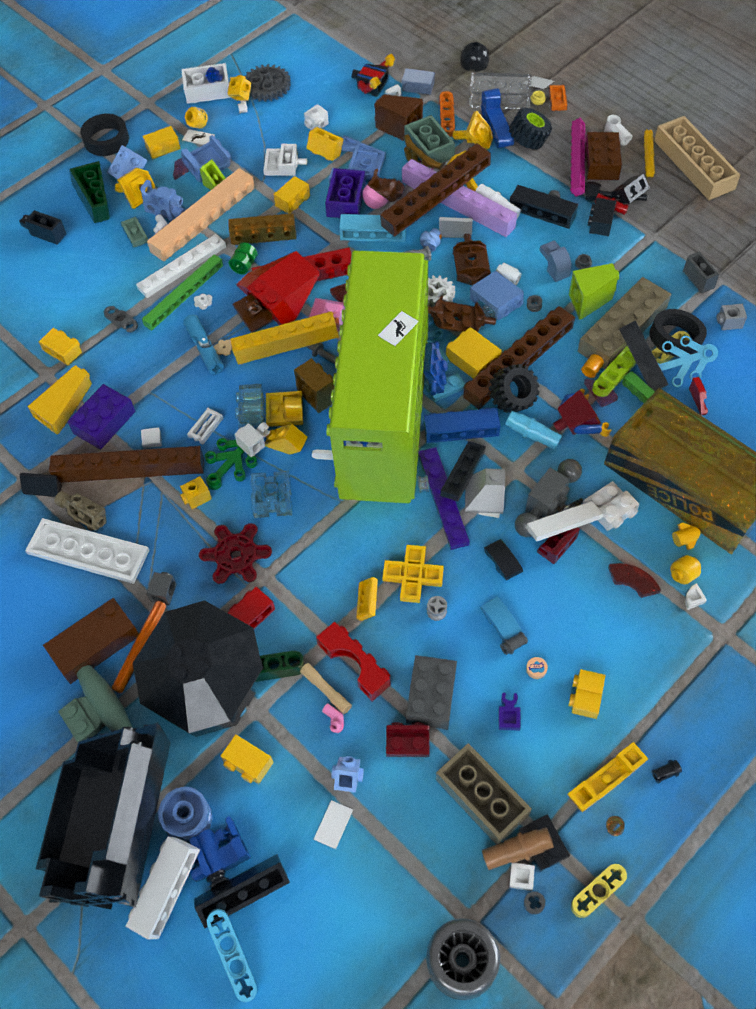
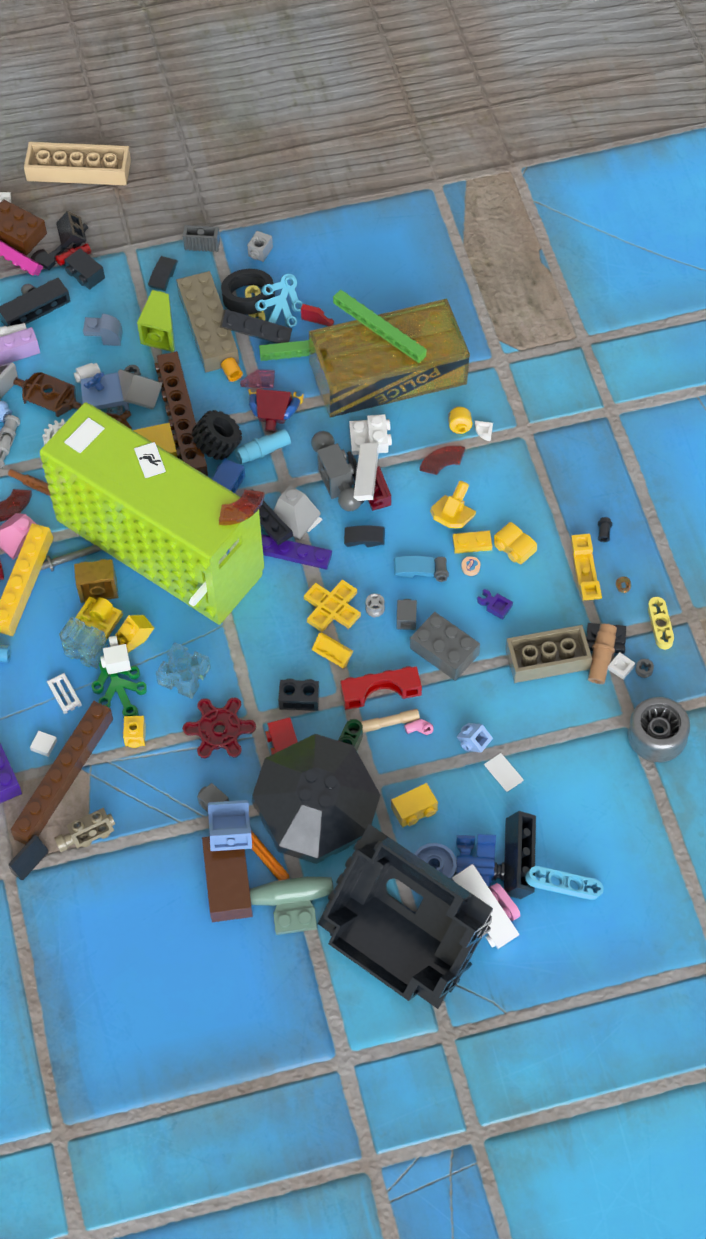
camera: 60 degrees left, 0 degrees up
(87, 550) = (129, 846): white plate -> none
(130, 612) = (229, 825): none -> medium blue panel
(180, 912) = (505, 901): none -> bright pink plate
(302, 598) = (298, 699): none -> black brick
(388, 270) = (84, 435): none -> white sticker
(396, 422) = (242, 508): none -> clear red tile
(407, 740) = (471, 685): dark red bracket -> none
(444, 639) = (406, 614): none -> dark grey brick
(496, 278) = (95, 382): none -> blue plant
(517, 312) = (139, 389): none -> light grey slope
(564, 654) = (472, 542): none -> yellow plate
(581, 616) = (451, 510): none -> yellow piece
(583, 261) = (119, 312): dark grey plate -> none
(612, 374) = (253, 360): lime piece -> none
(642, 268) = (162, 272): none -> black slope
(649, 153) = (38, 193): yellow axle -> none
(686, 535) = (432, 402): yellow piece -> none
(710, 439) = (379, 326): none -> bright green piece

